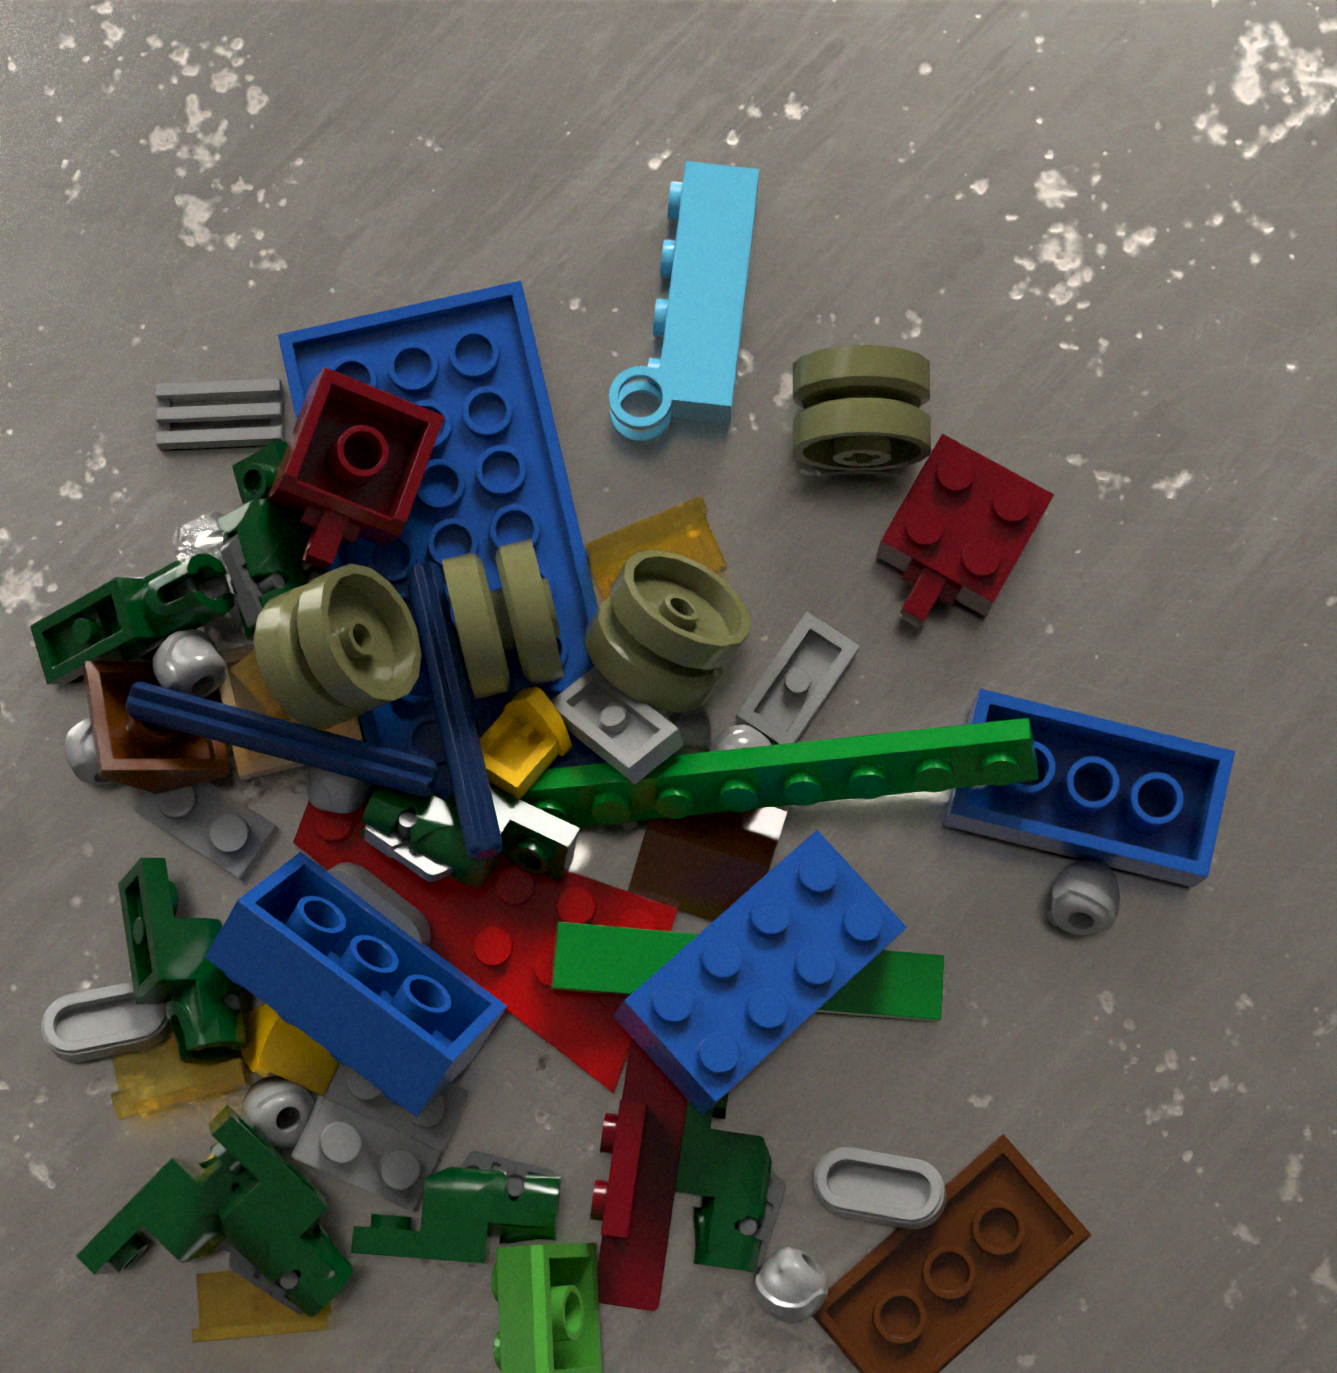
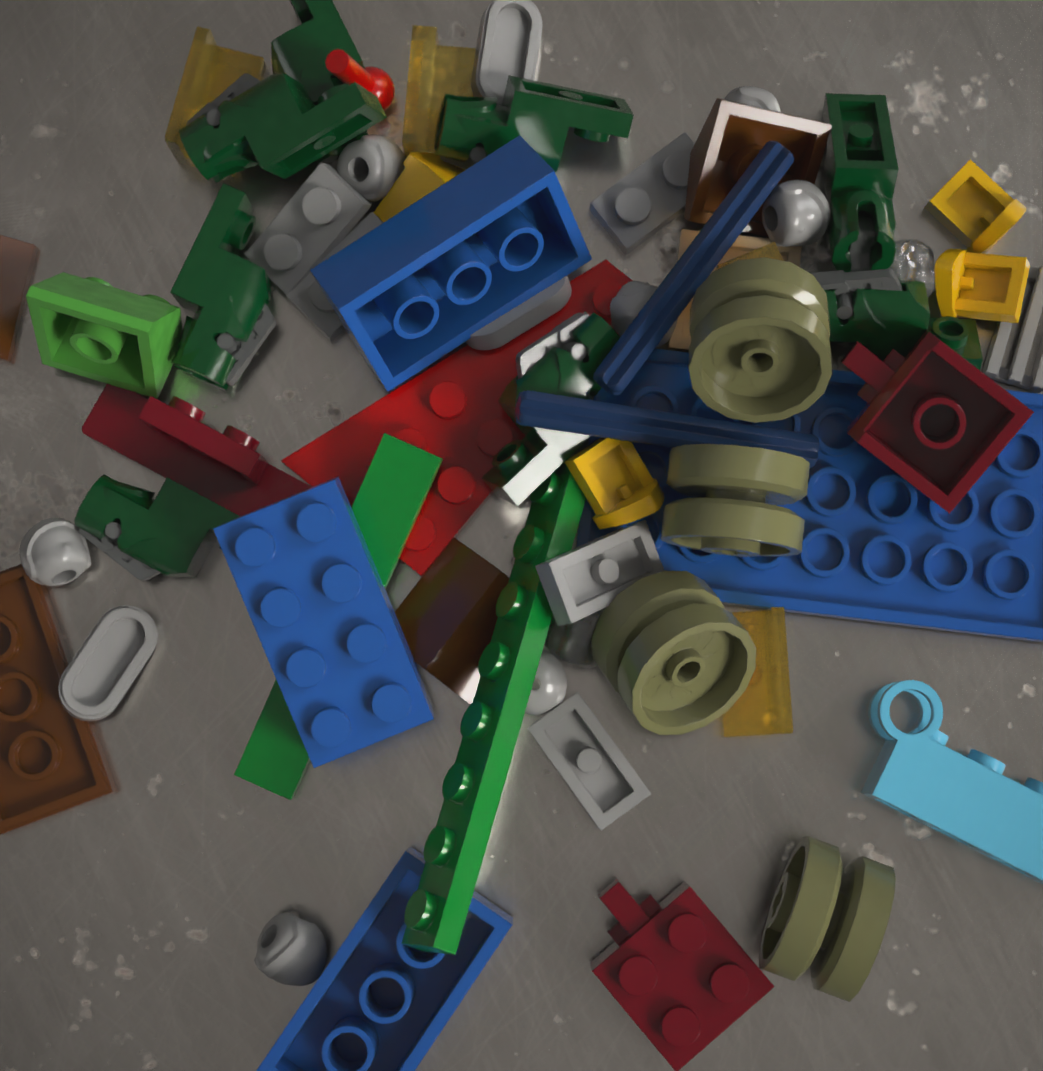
camera: 110 degrees right, 5 degrees up
(118, 500) = (975, 209): none -> yellow tile
(191, 1147) = (370, 77): none -> red bar
(196, 470) = (980, 285): none -> yellow tile

